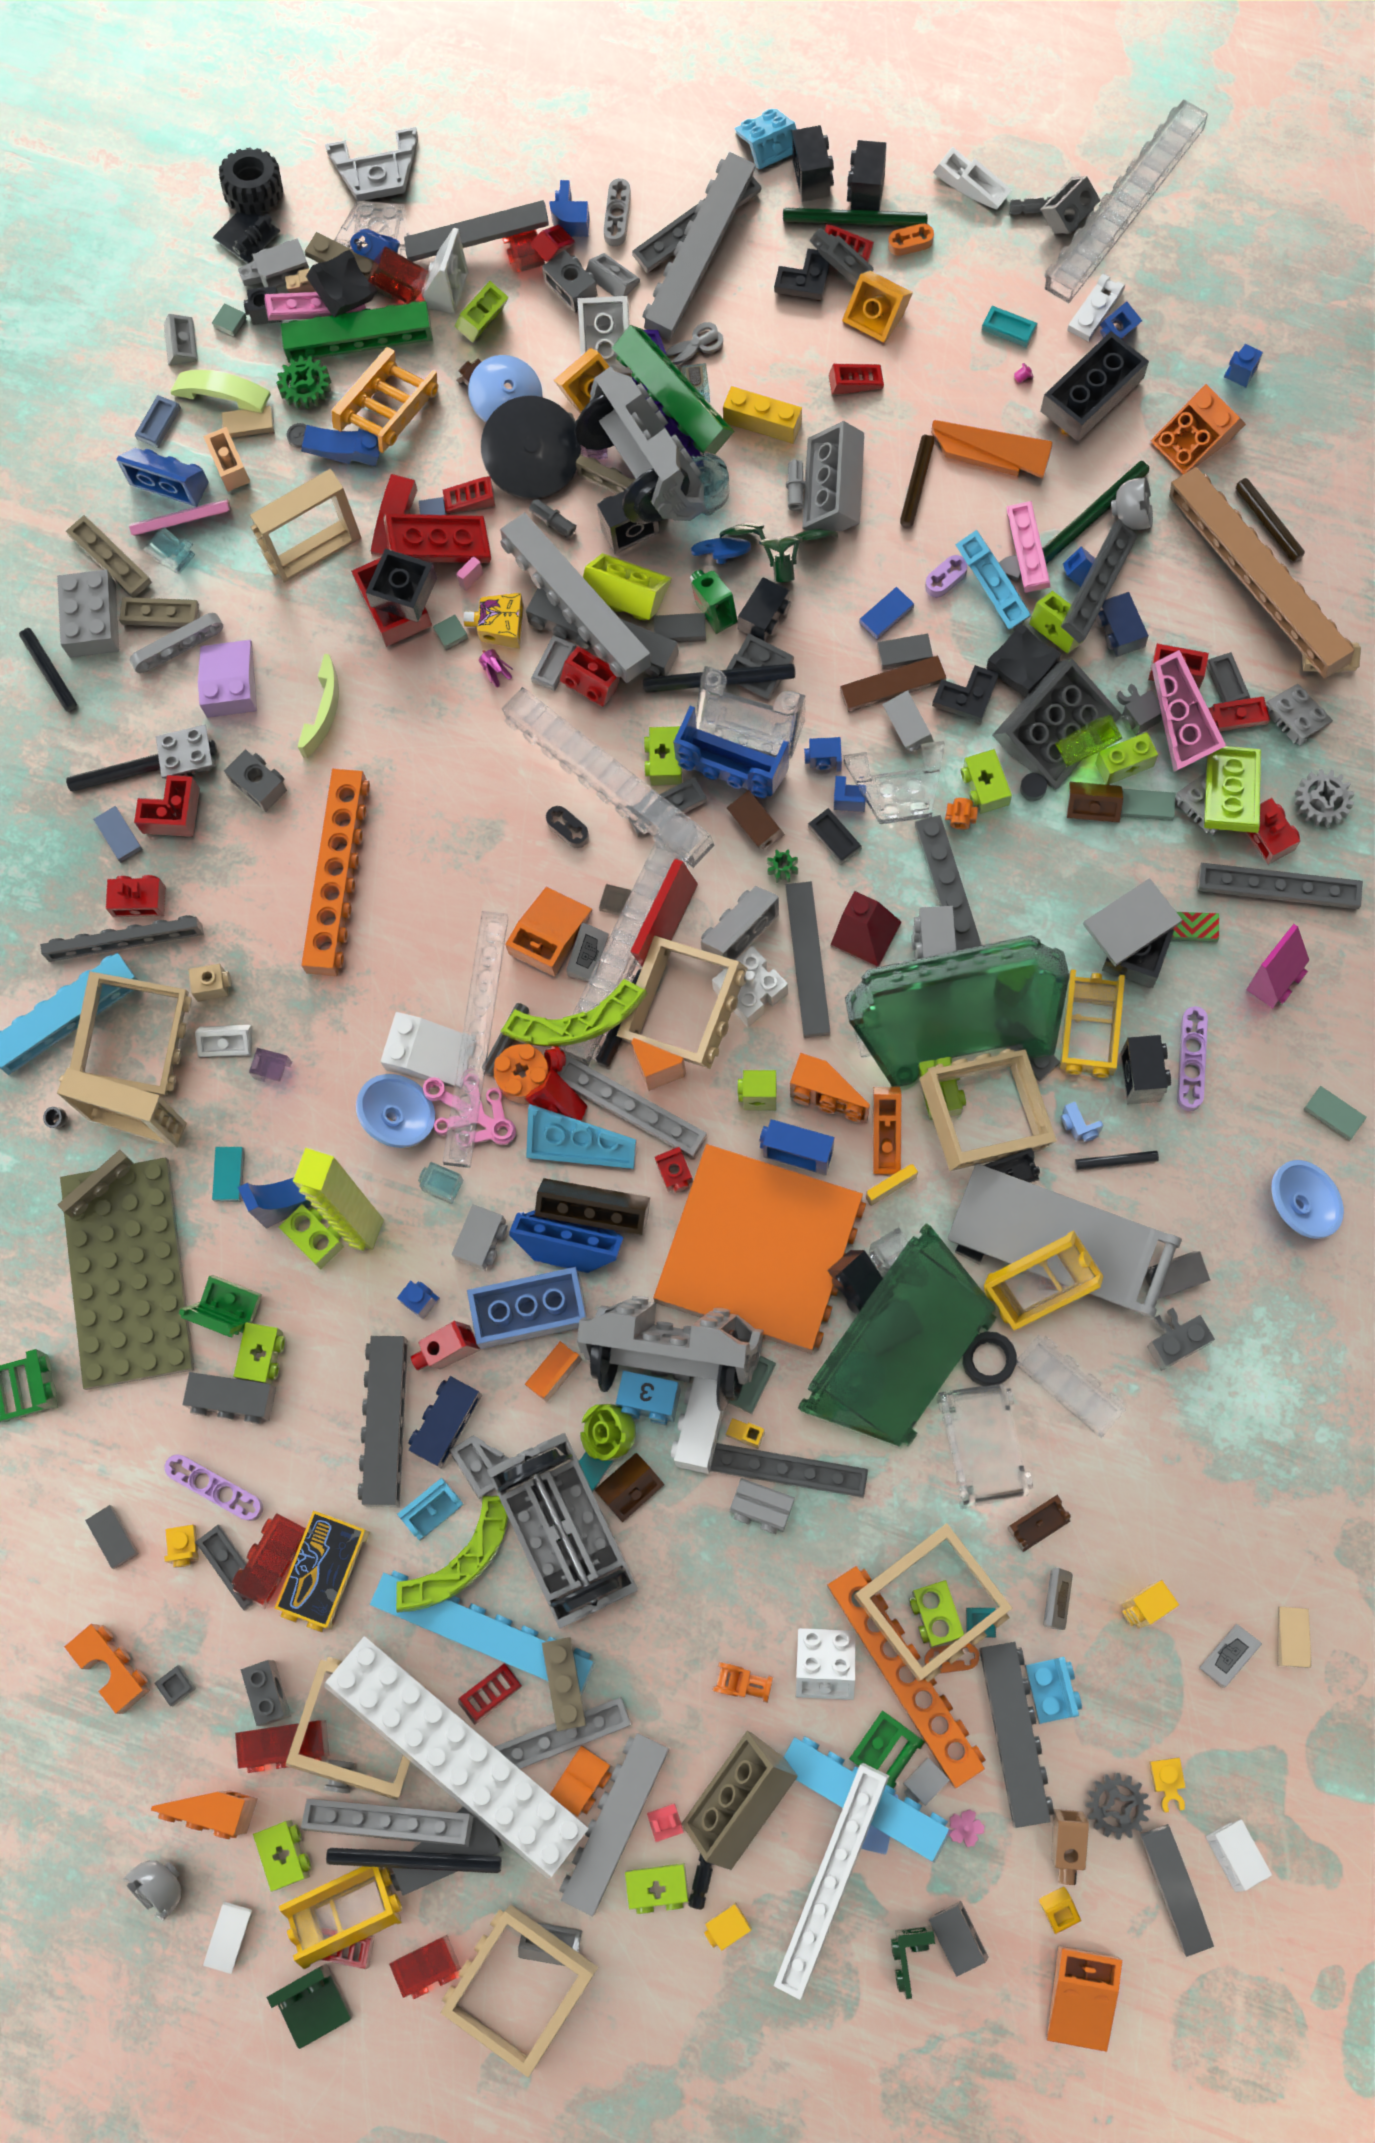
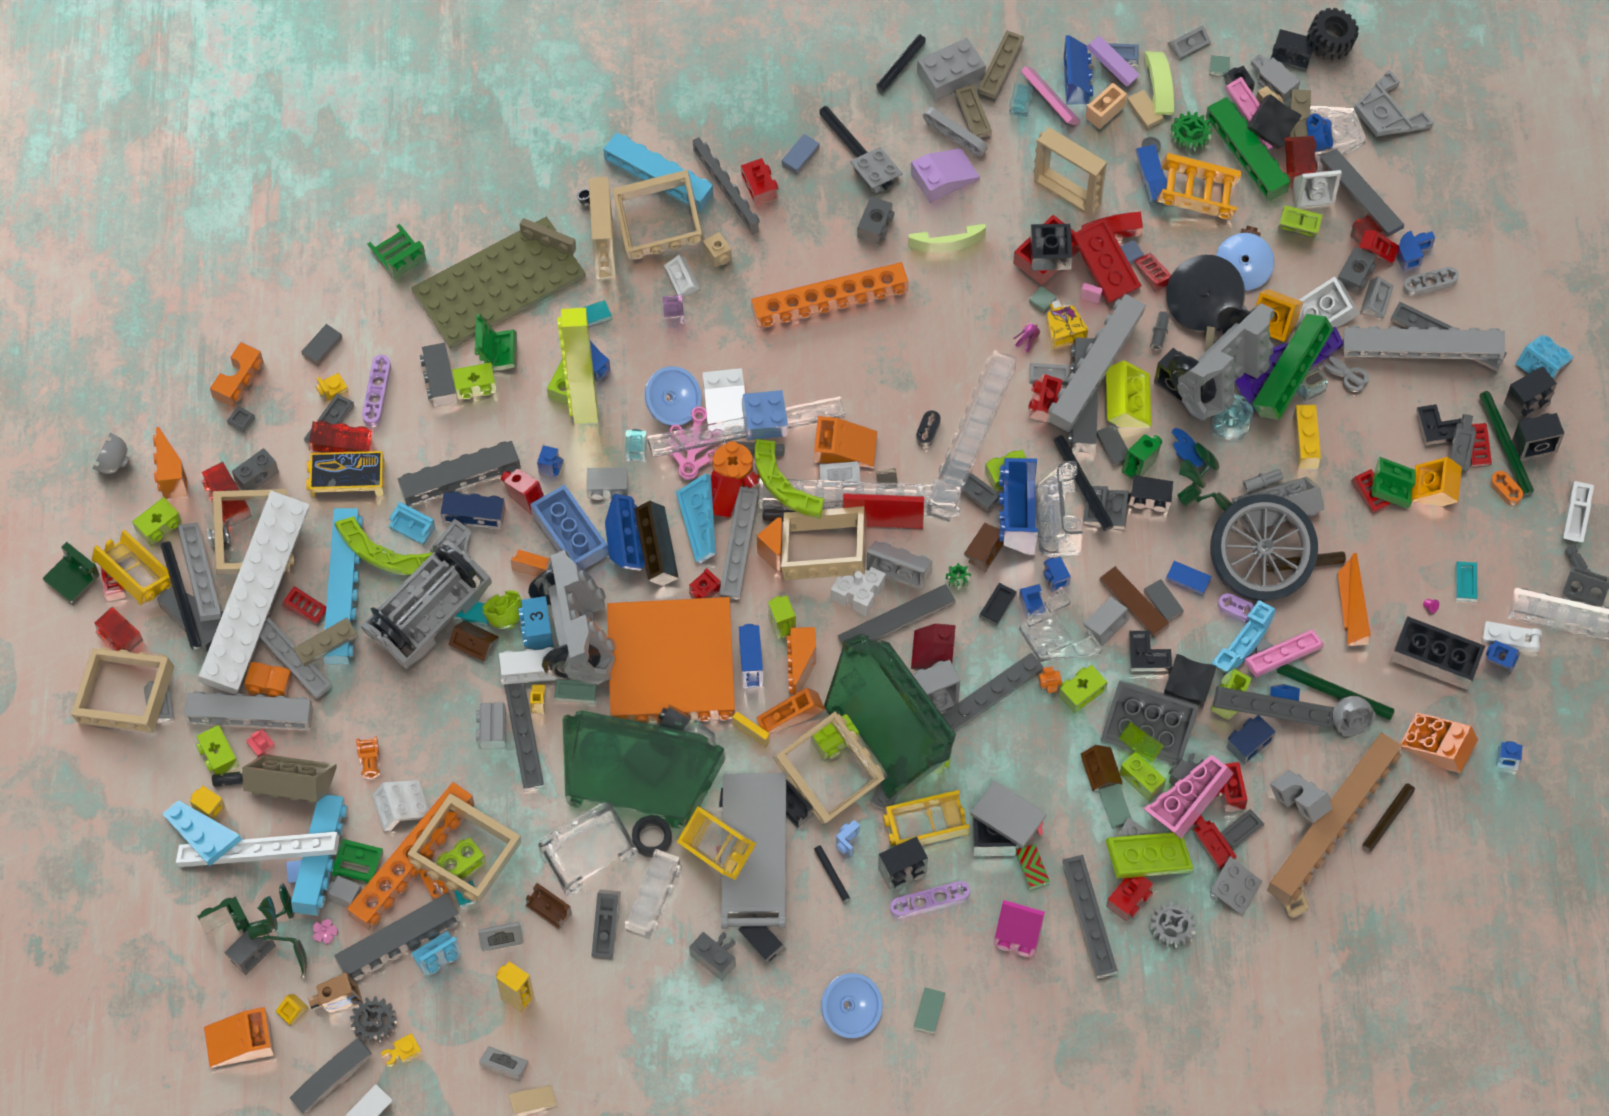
camera: 60 degrees right, 10 degrees down
(168, 429) = (1113, 61): none -> lavender tile
(174, 813) = (830, 180): red brick -> none
(227, 1937) = (95, 509): white slope -> none
(476, 1007) = (764, 415): none -> medium blue brick
(774, 1949) = (202, 833): none -> medium azure wing
(858, 349) = (1393, 482): none -> green slope
(893, 511) = (1264, 547): none -> wheel
(952, 1902) = (263, 927): none -> dark green plant
(1033, 786) = (1095, 723): black tile -> none
(1087, 1457) = (606, 923): none -> dark grey slope
(1203, 601) = (1309, 799): none -> light grey arch

